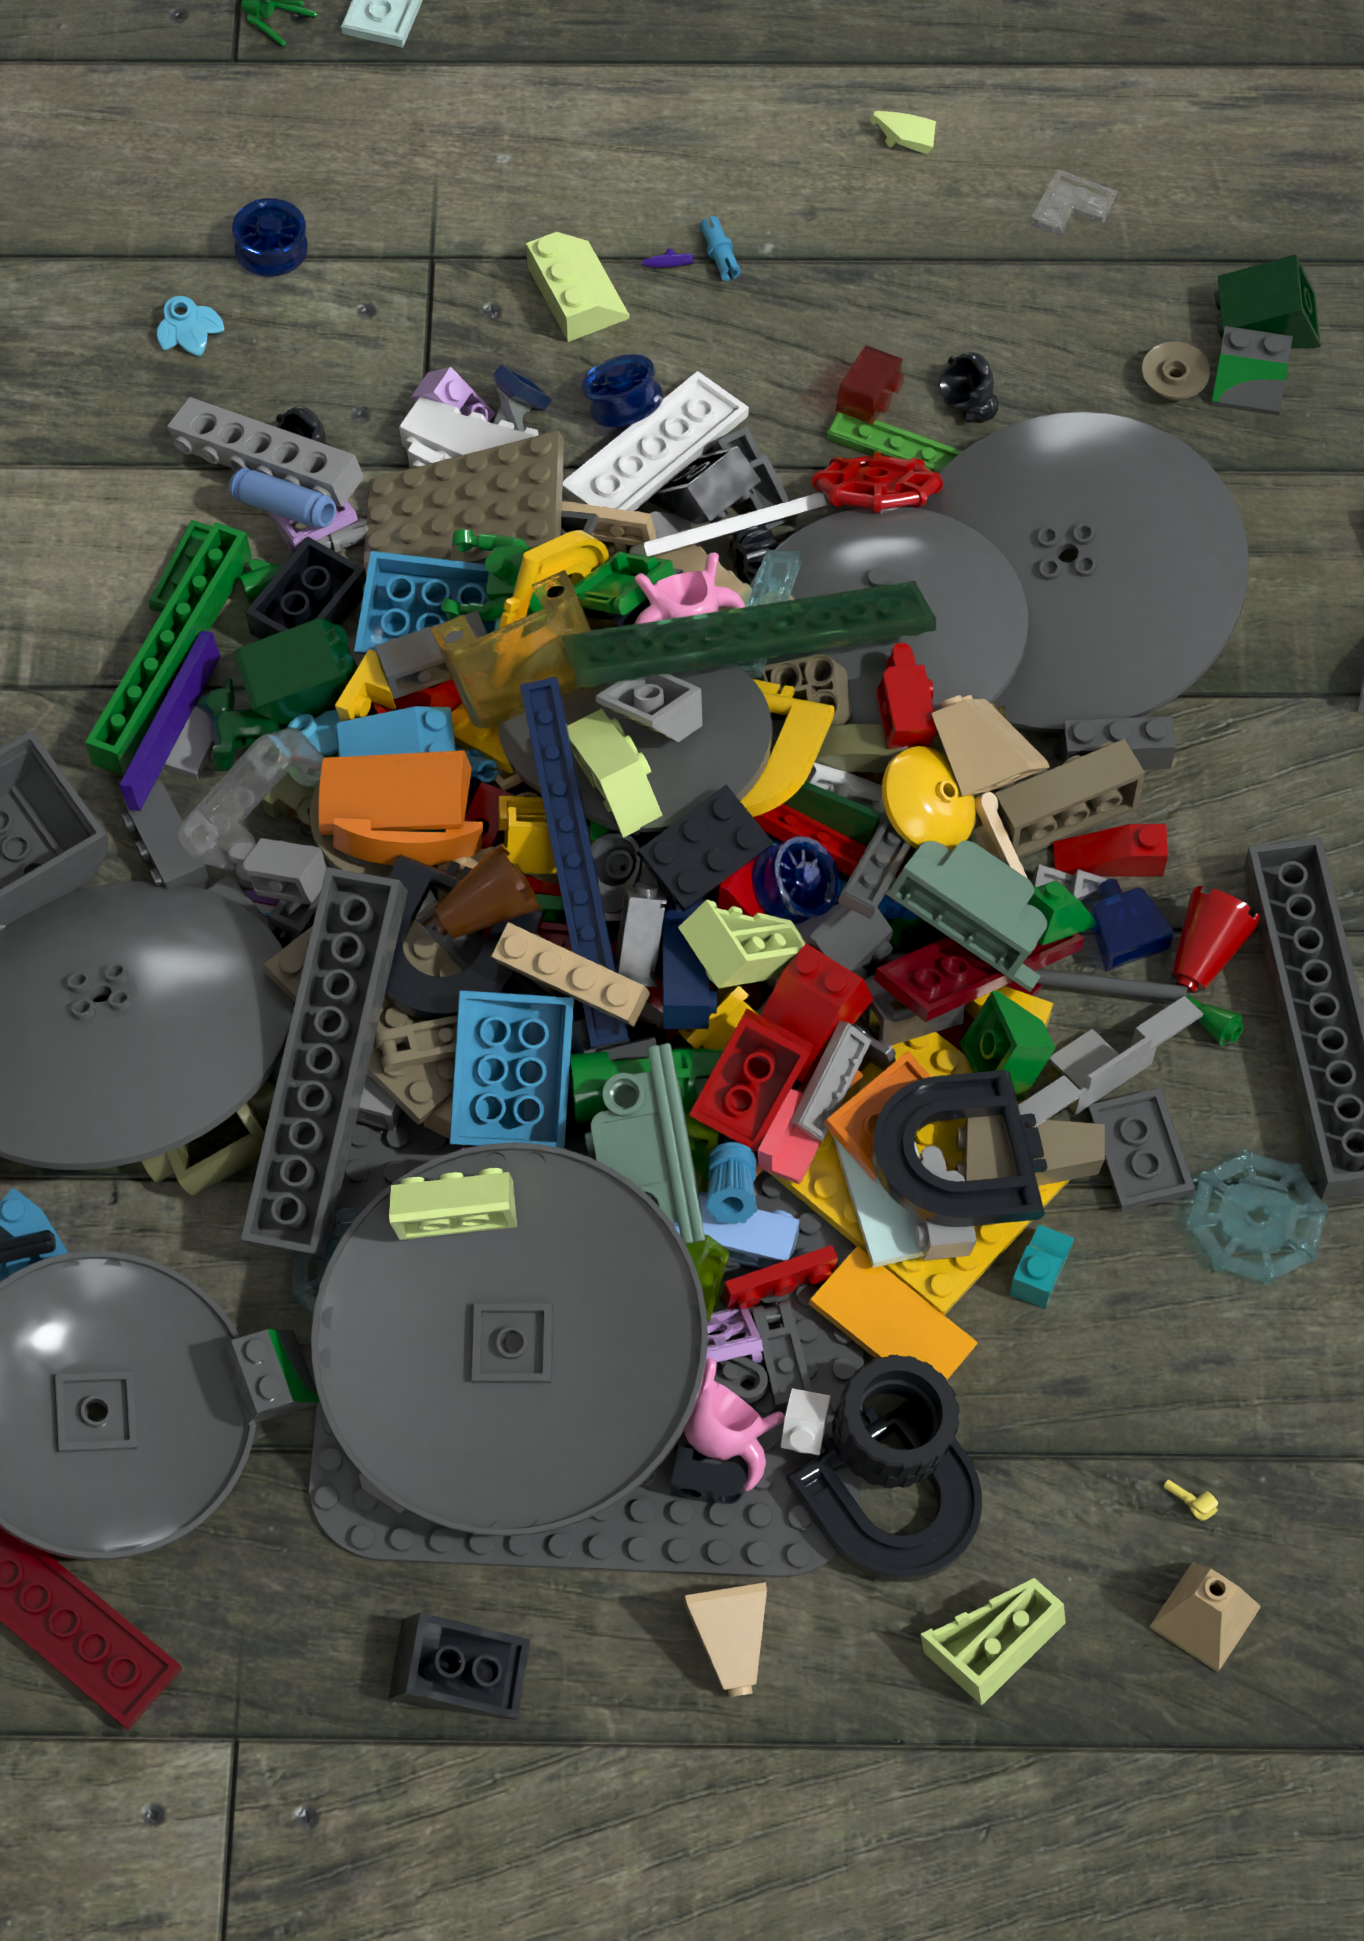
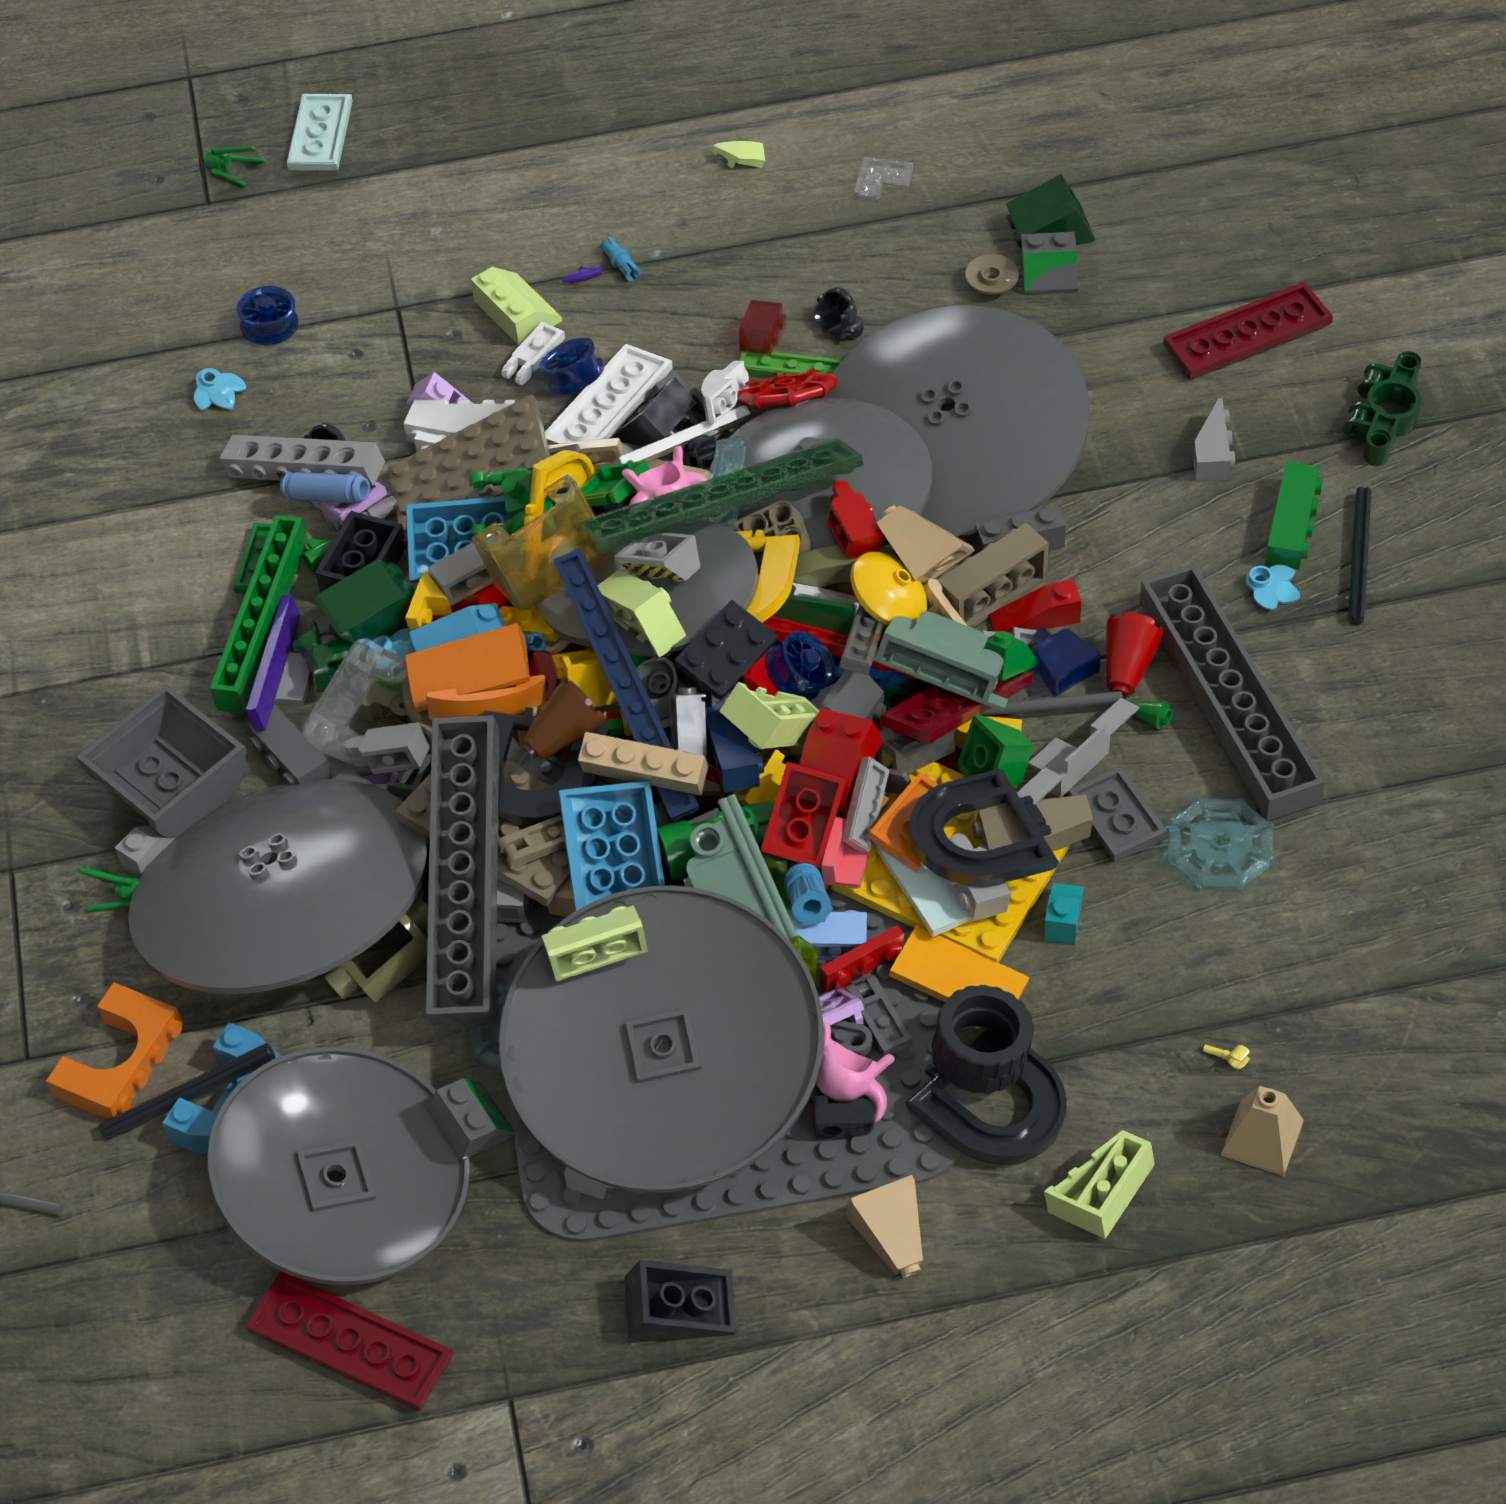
camera: 10 degrees left, 10 degrees down
(517, 396) = (490, 383): dark blue piece -> none
(582, 355) = (531, 351): none -> white hinge
(794, 467) = (721, 389): none -> white slope
(805, 1421) = (911, 1057): white brick -> none

